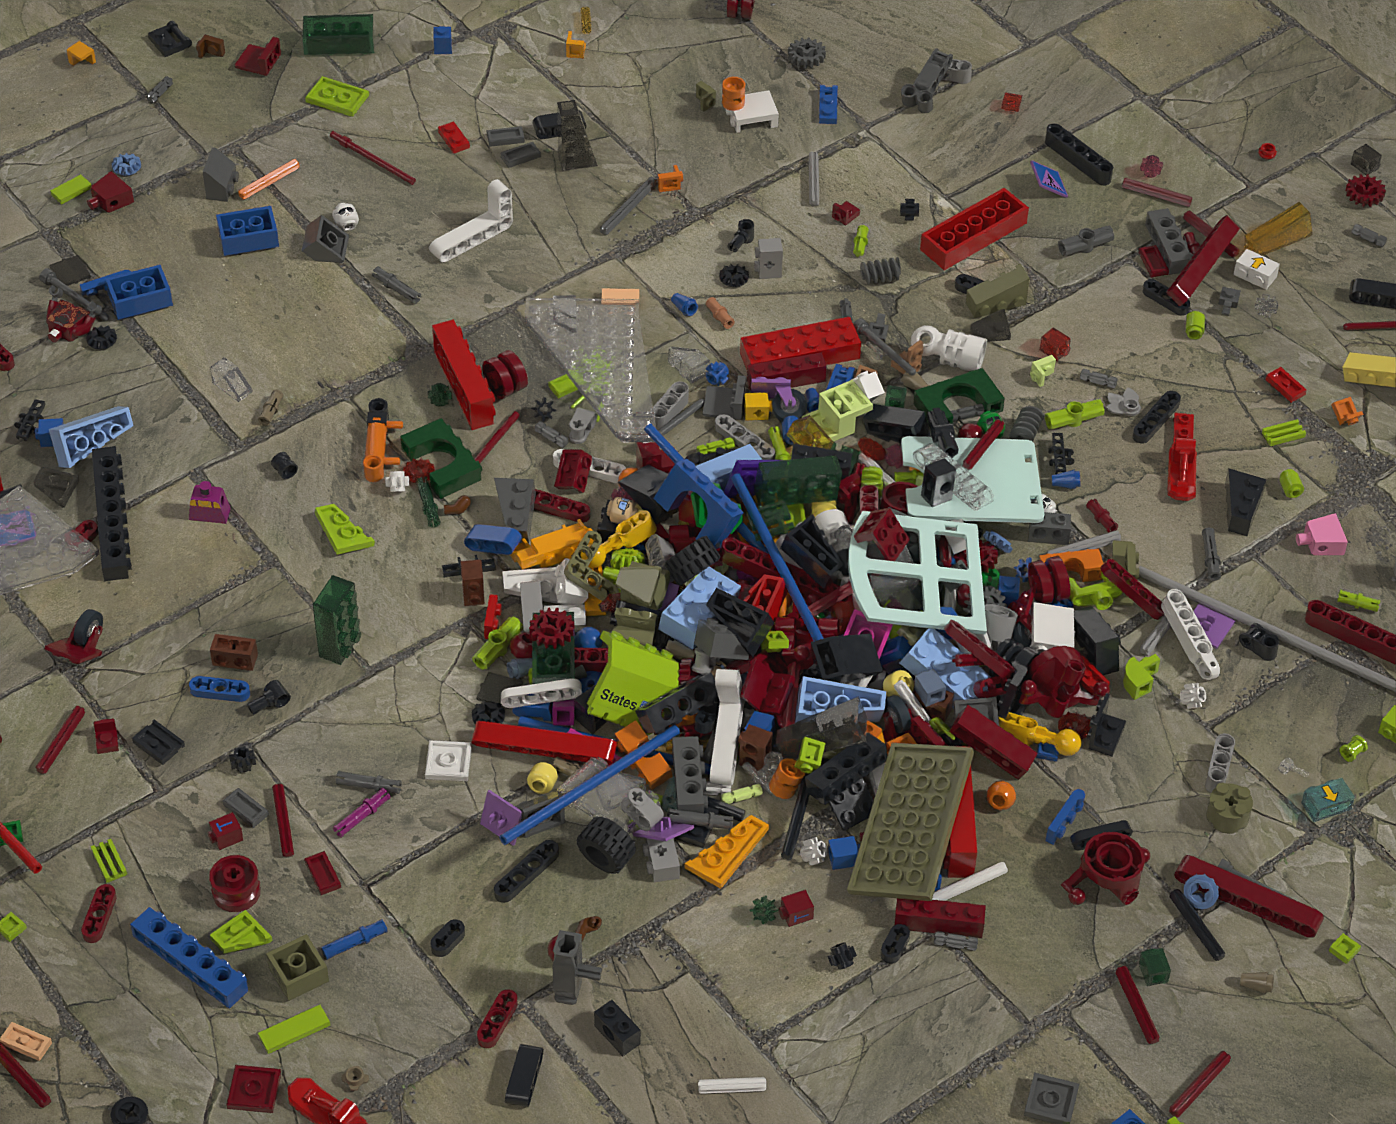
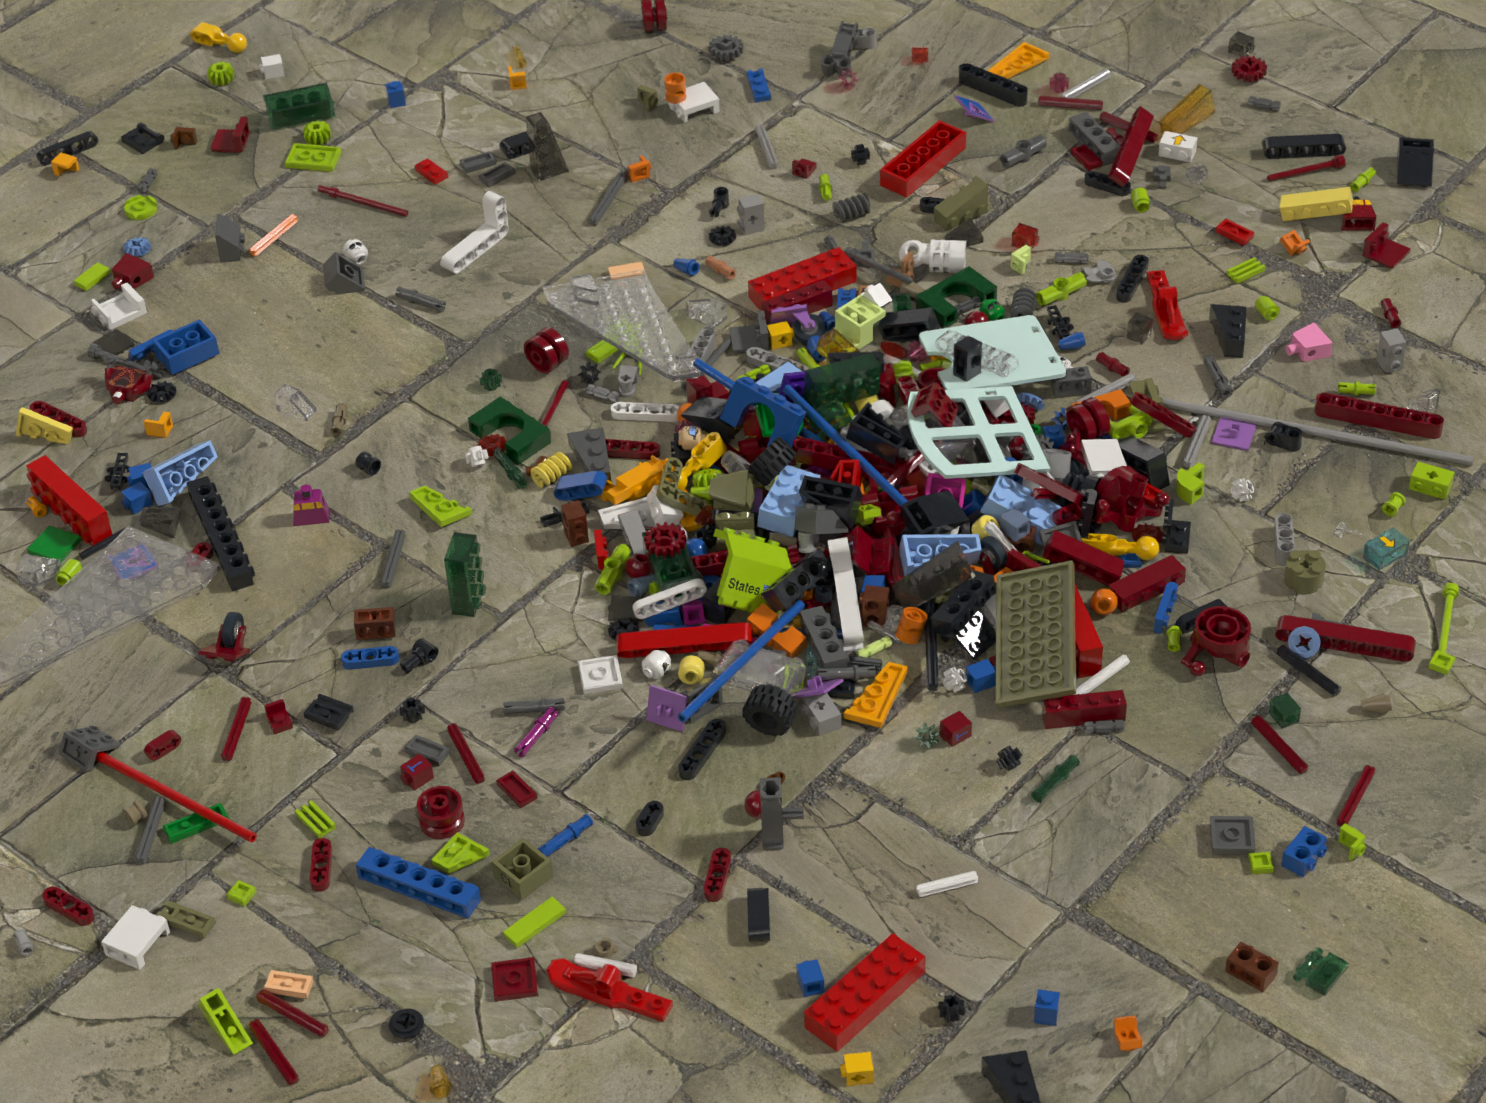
camera: 10 degrees left, 5 degrees down
(38, 455) = (136, 498): none -> blue brick
(87, 232) = (120, 308): none -> white panel
(88, 377) = (159, 428): none -> light orange panel
(89, 32) = (66, 145): none -> black beam
(143, 119) = (140, 207): none -> lime tile
(247, 230) = (269, 278): blue brick -> none
(277, 580) = (392, 559): none -> dark grey axle
(344, 1091) = (597, 963): none -> white axle
(348, 69) = (317, 132): none -> lime gear
(376, 440) = (445, 426): orange piece -> none
(463, 374) = (508, 357): red brick -> none
(468, 512) = (551, 469): none -> light yellow piece
(508, 763) = (656, 664): none -> white head
(573, 470) = (633, 416): dark red bracket -> none
(605, 623) = (706, 534): none -> black gear
(617, 1027) = (829, 858): black brick -> none
(642, 811) = (796, 672): light grey piece -> none
(717, 373) = (735, 315): blue gear -> none
(810, 755) = (929, 599): lime bracket -> none
(891, 941) = (1048, 739): black beam -> none
(891, 985) = (1060, 773): none -> clear green pin
(929, 114) = (852, 76): none -> clear pink gear
(942, 432) = (953, 320): black piece -> none
(983, 444) = (993, 323): dark red axle -> none
(1055, 783) = (1147, 582): none -> dark red brick
(1065, 849) = (1174, 634): none -> lime pin
(1115, 131) = (1019, 60): none -> light orange wing
(1143, 479) = (1139, 328): none -> clear smoke brick
(1181, 174) = (1087, 84): none -> light grey axle
(1190, 633) = (1223, 441): white piece -> none
(1267, 151) = (1154, 53): red plate -> none
(1381, 867) = (1450, 593): none -> lime piece

